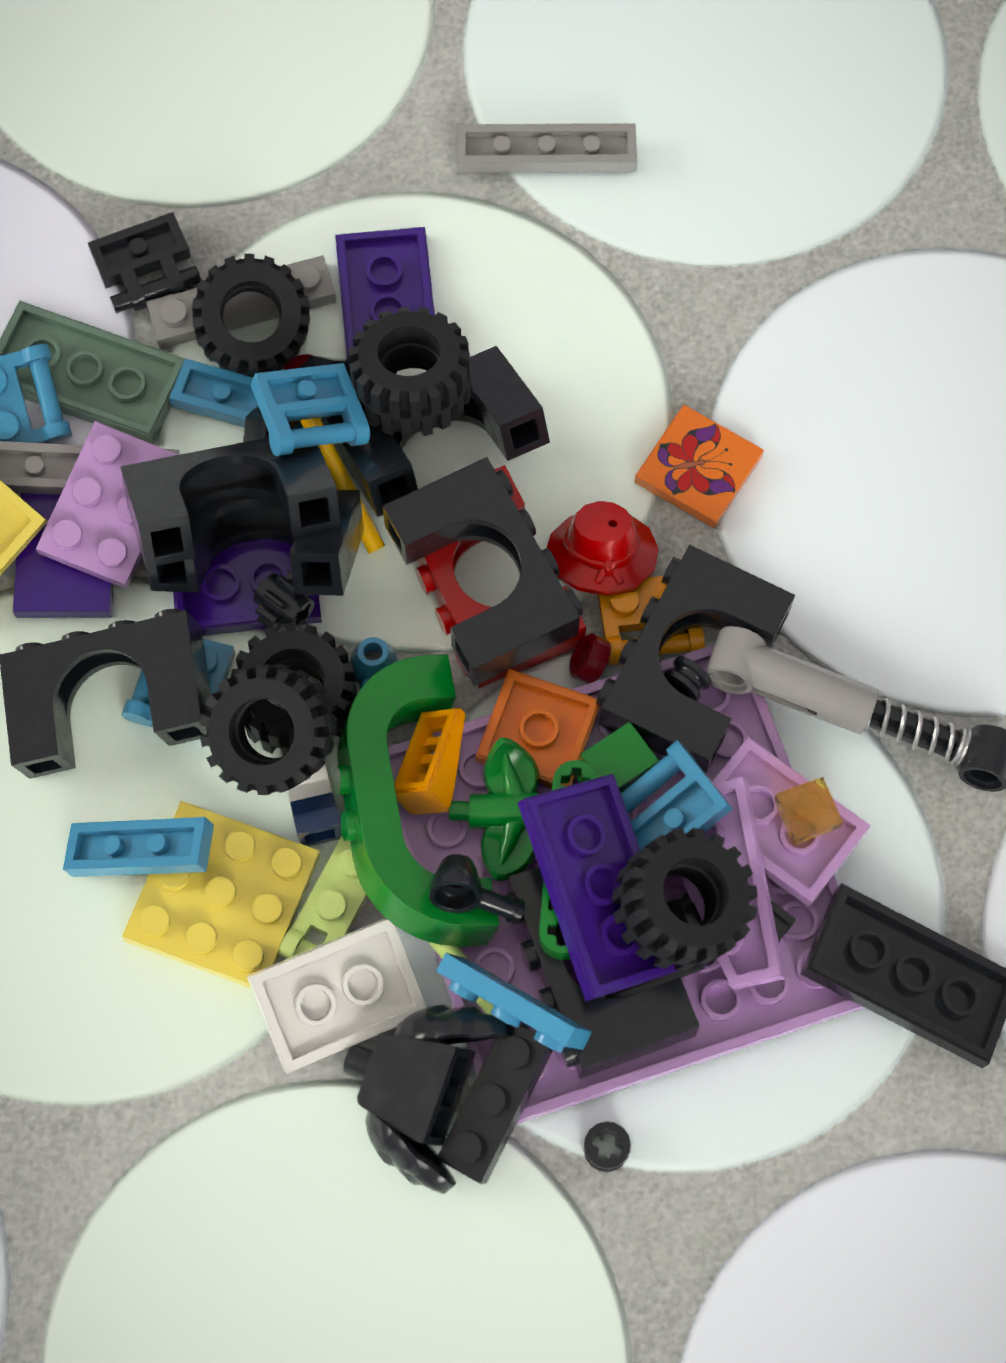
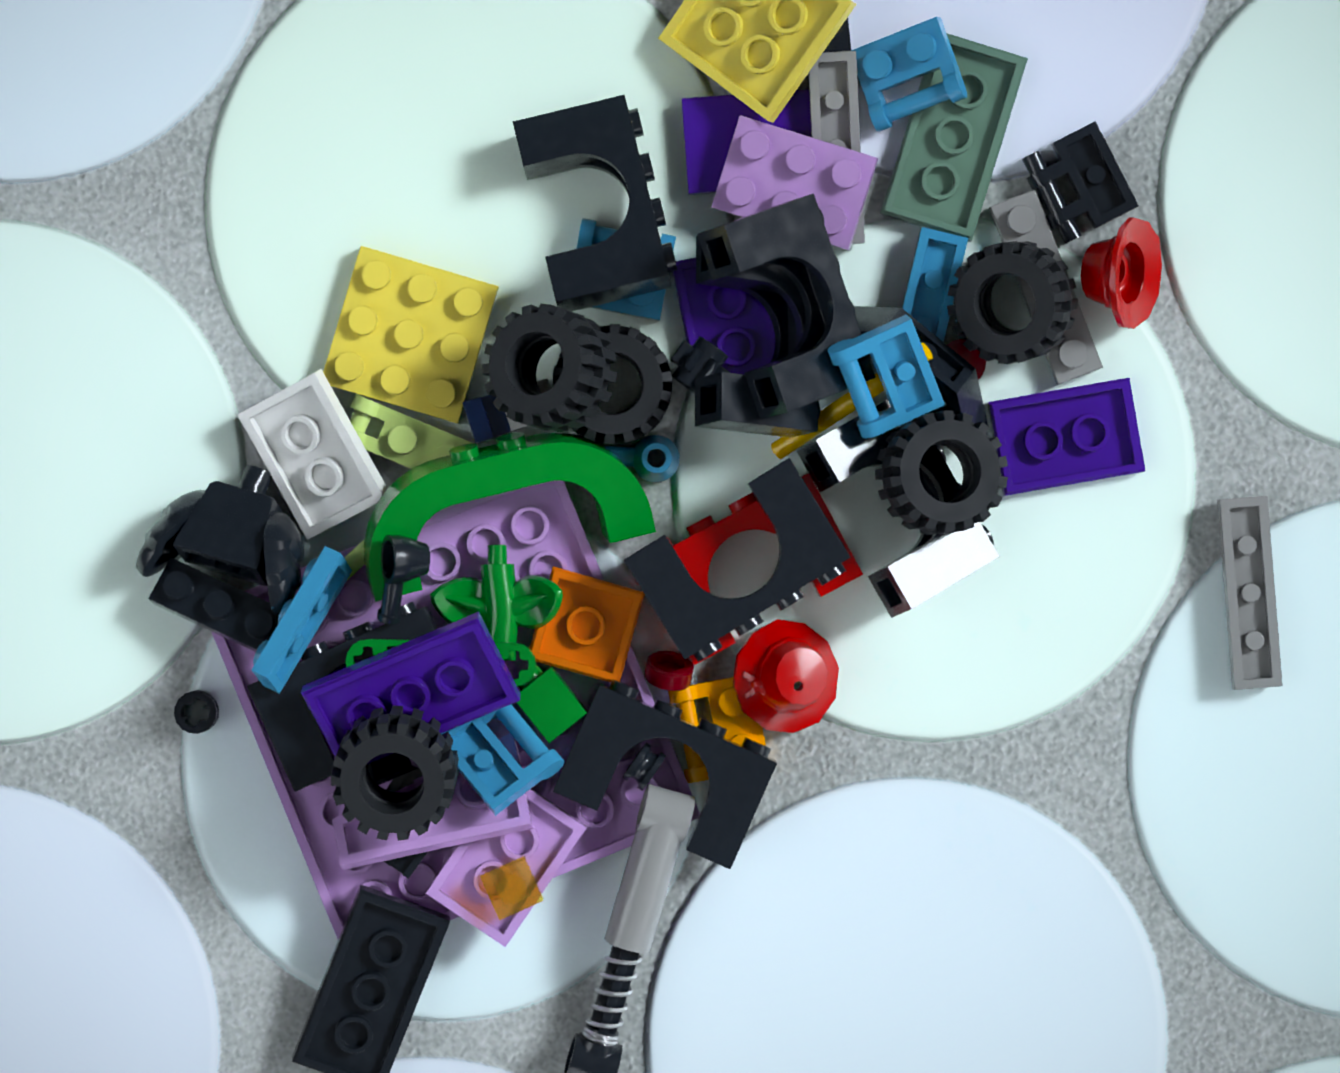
camera: 90 degrees right, 20 degrees up
(138, 847) = (441, 252): dark azure plate -> none
(232, 229) = (1125, 272): none -> red hat
(427, 779) = (524, 535): light orange slope -> none
(699, 466) = (891, 769): orange tile -> none

